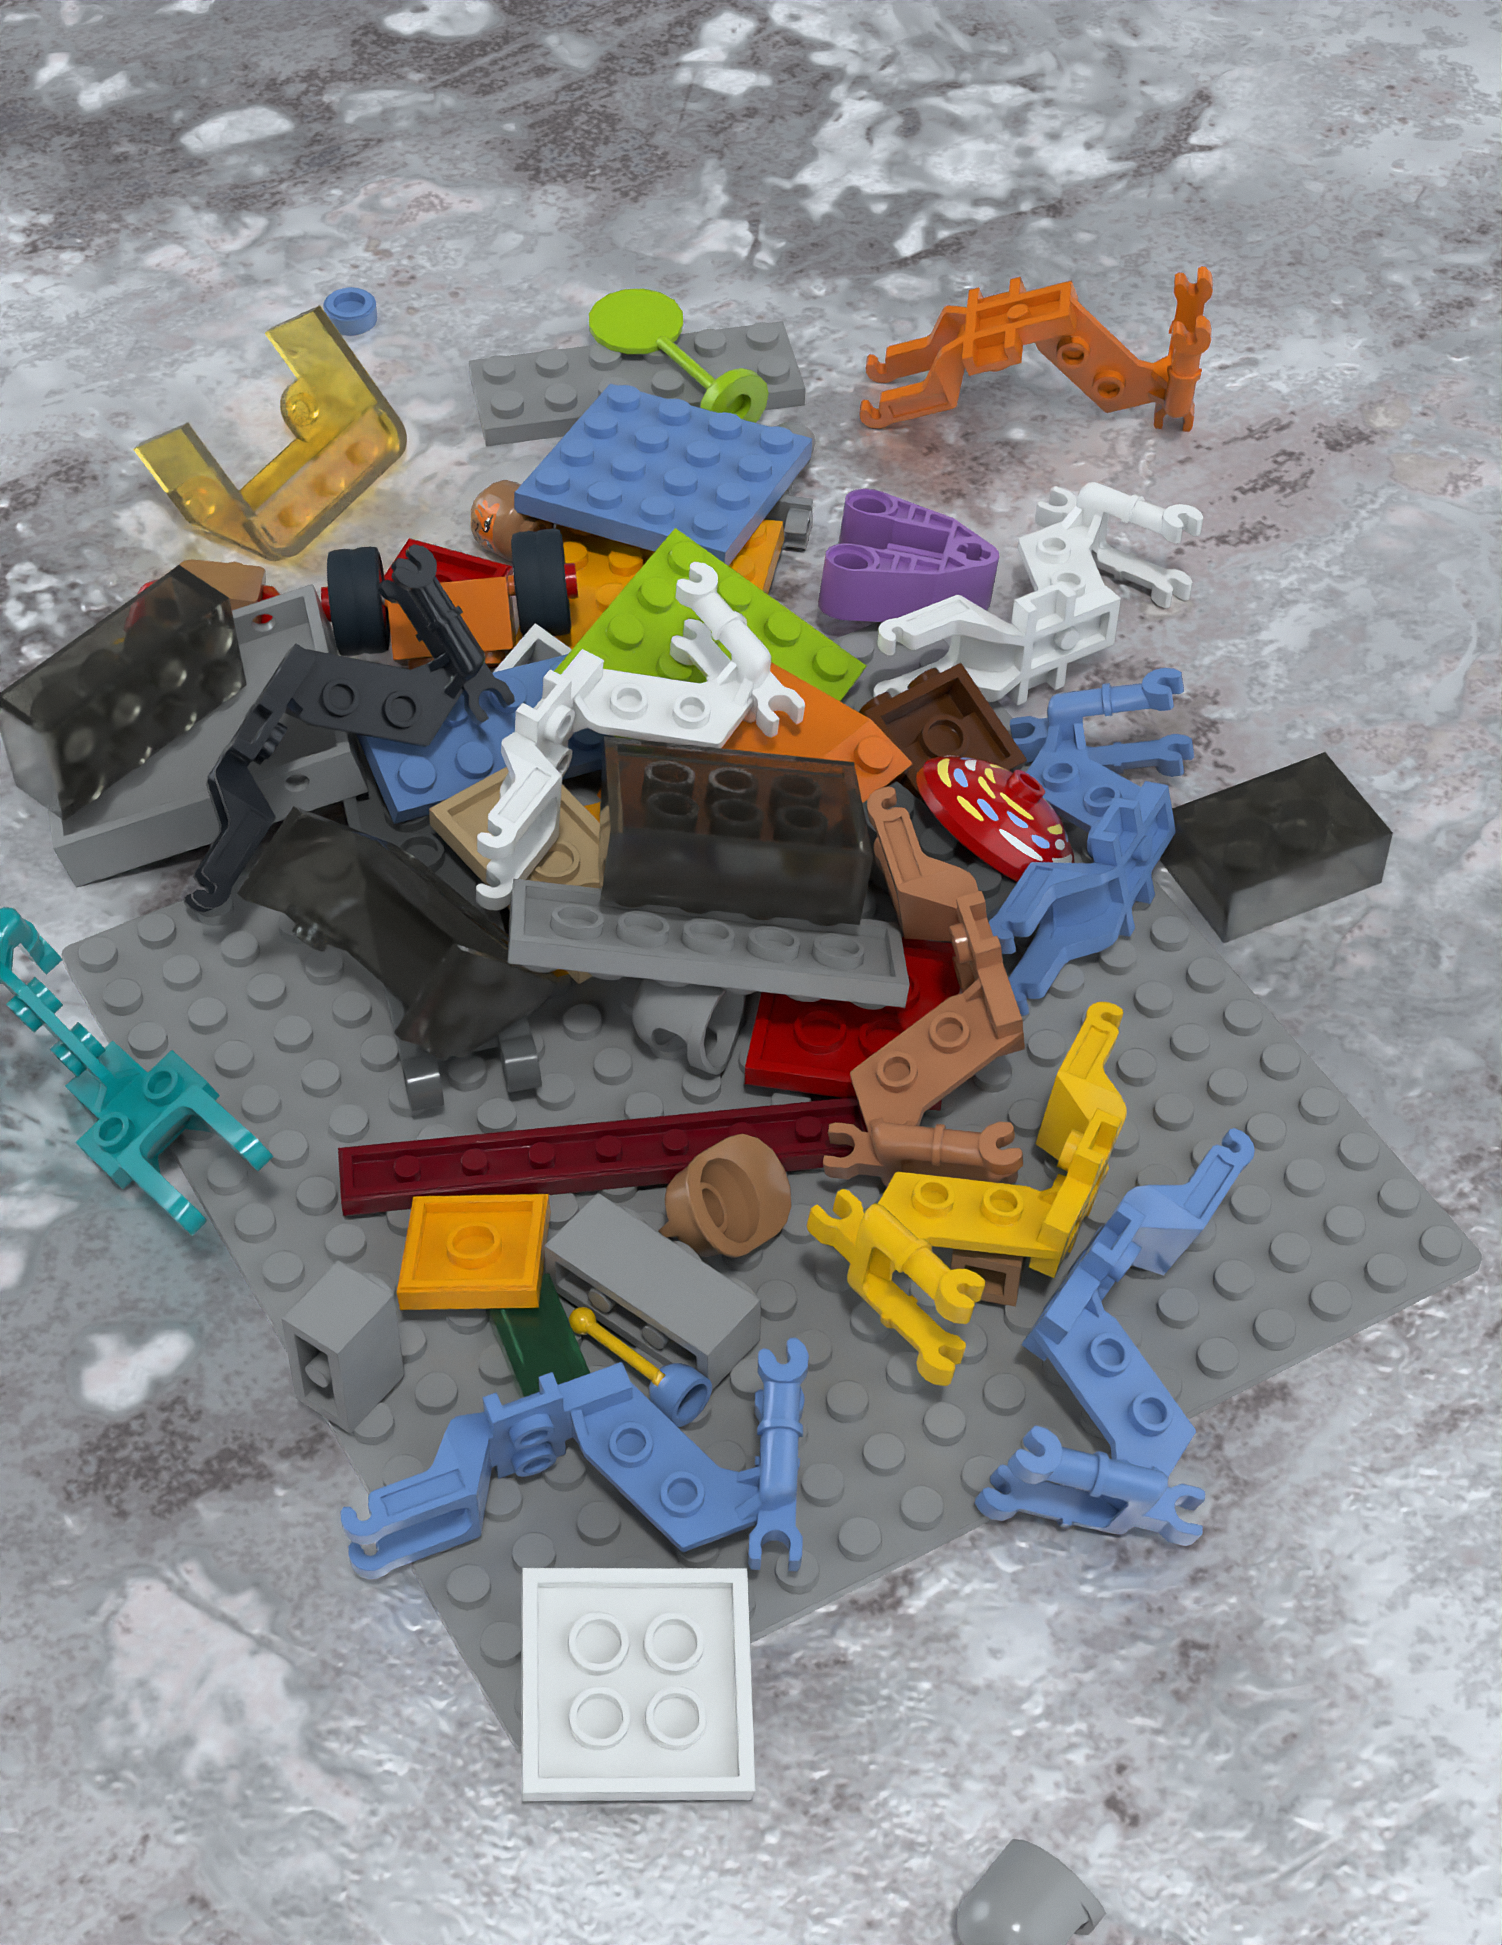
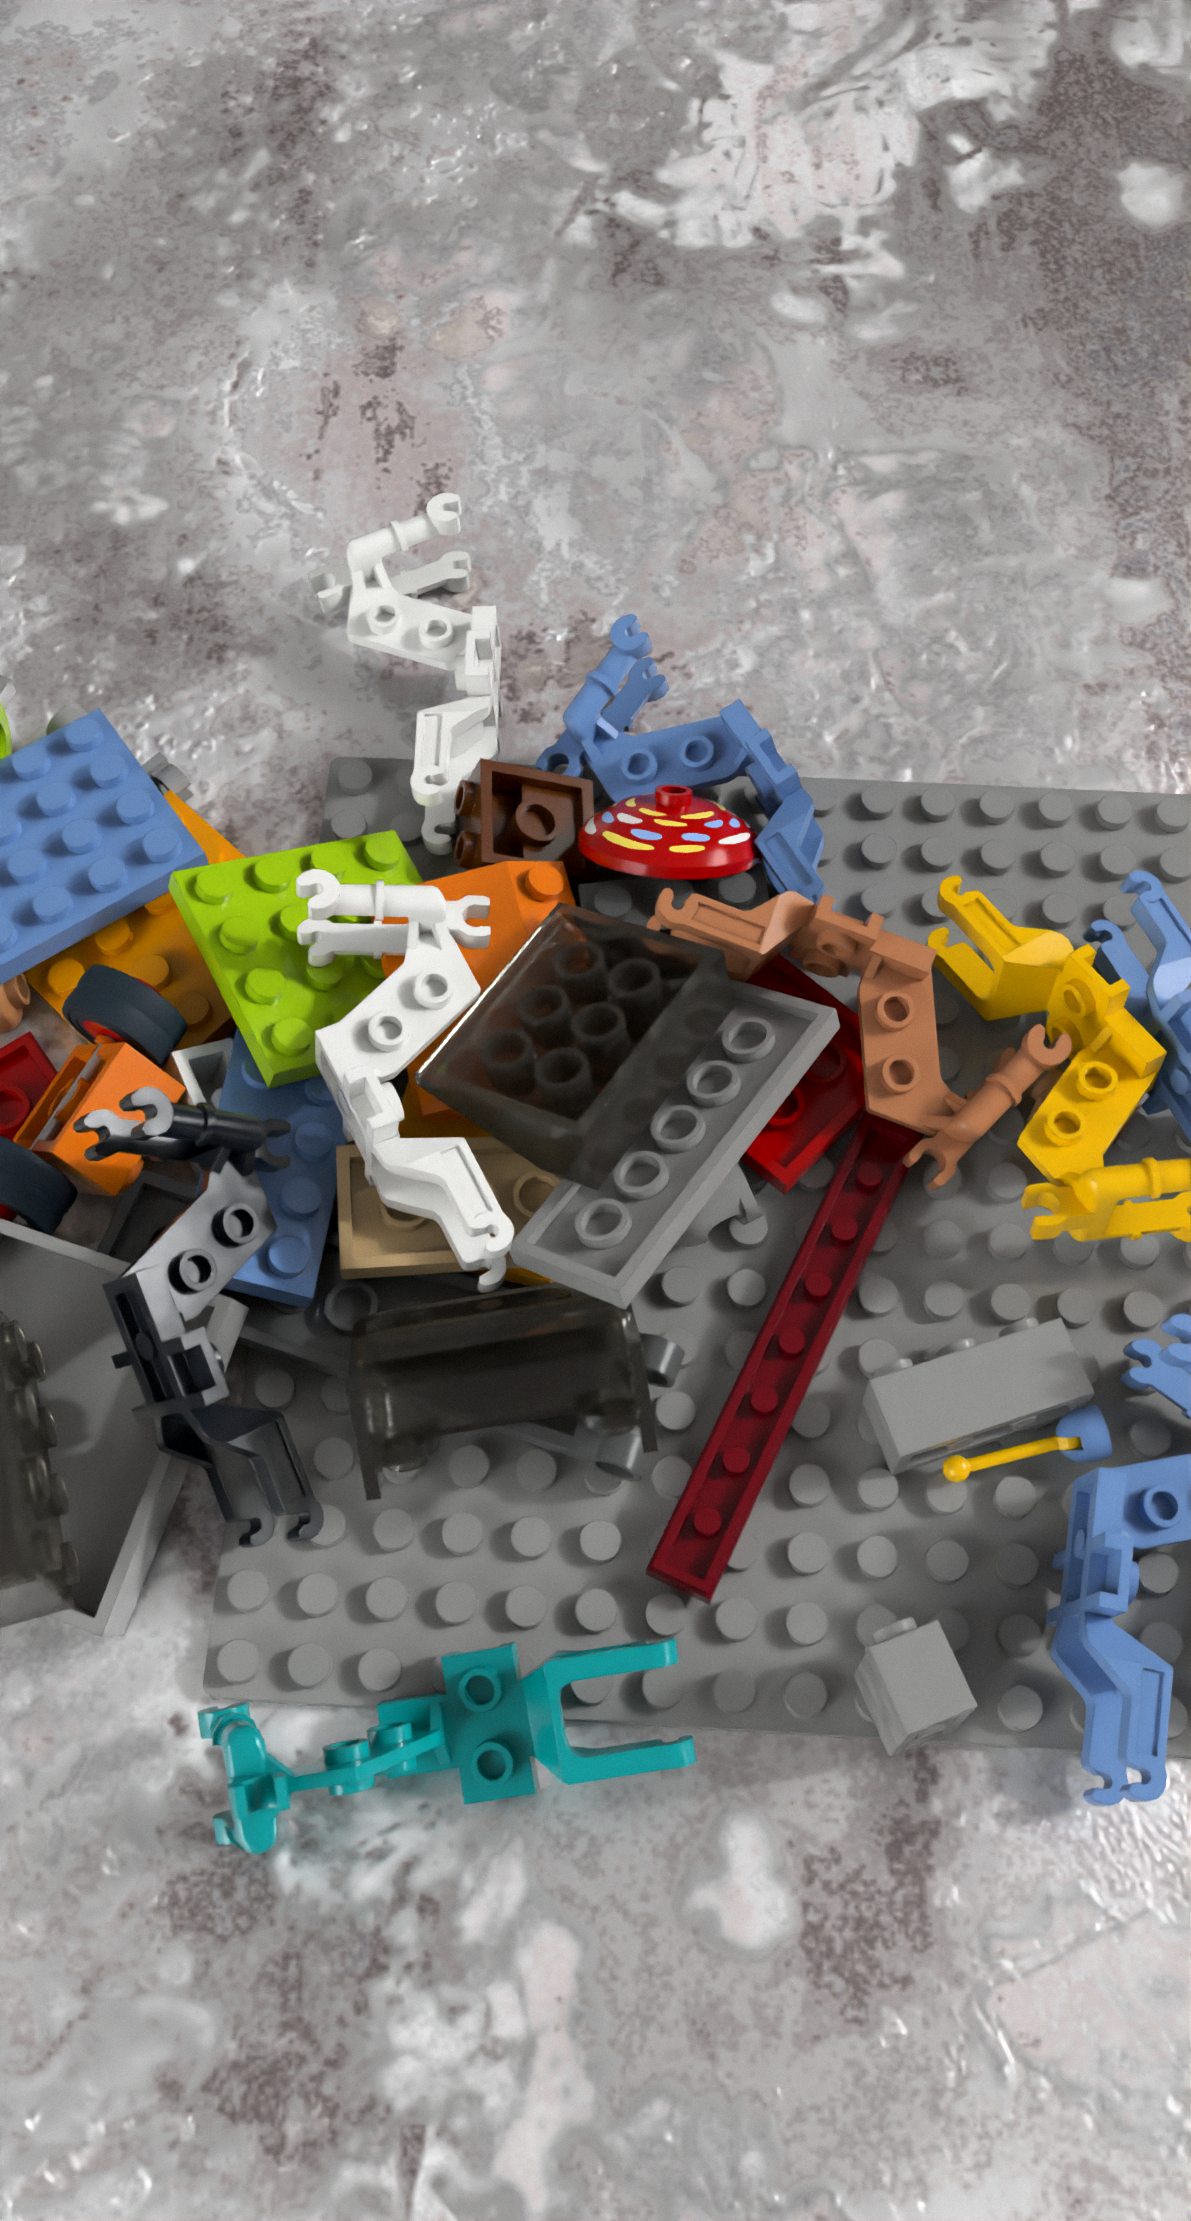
camera: 55 degrees left, 15 degrees up
(474, 1252) = (841, 1516): light orange tile -> none
(538, 1341) = (962, 1519): clear green tile -> none
(728, 1198) = (920, 1287): medium nougat piece -> none
(901, 560) = (315, 713): medium lavender connector -> none
(992, 337) = (121, 490): orange piece -> none
(1276, 847) = (800, 668): clear smoke brick -> none

